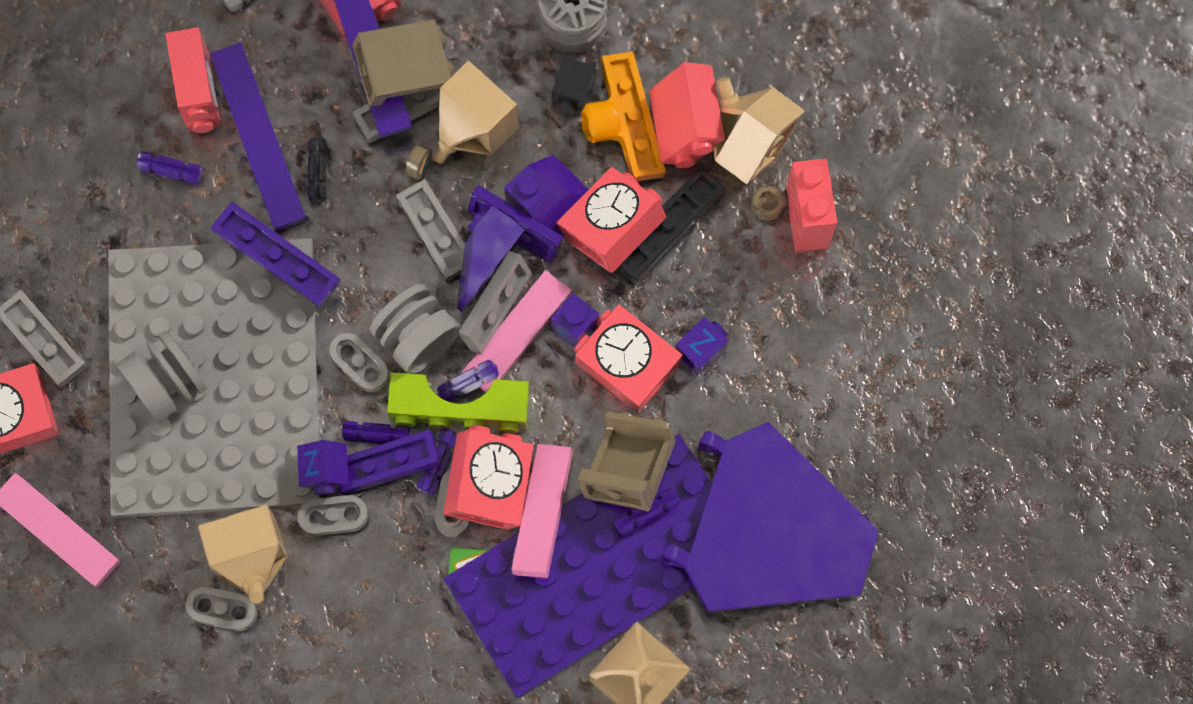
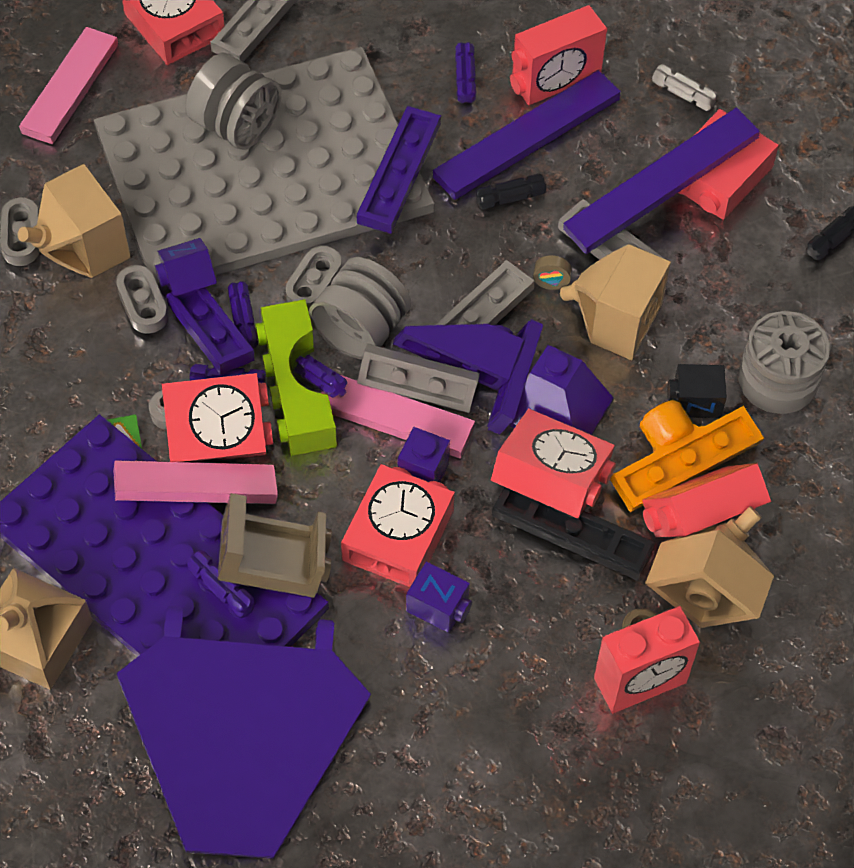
camera: 75 degrees right, 15 degrees down
(401, 60) = (650, 208): dark tan panel -> none

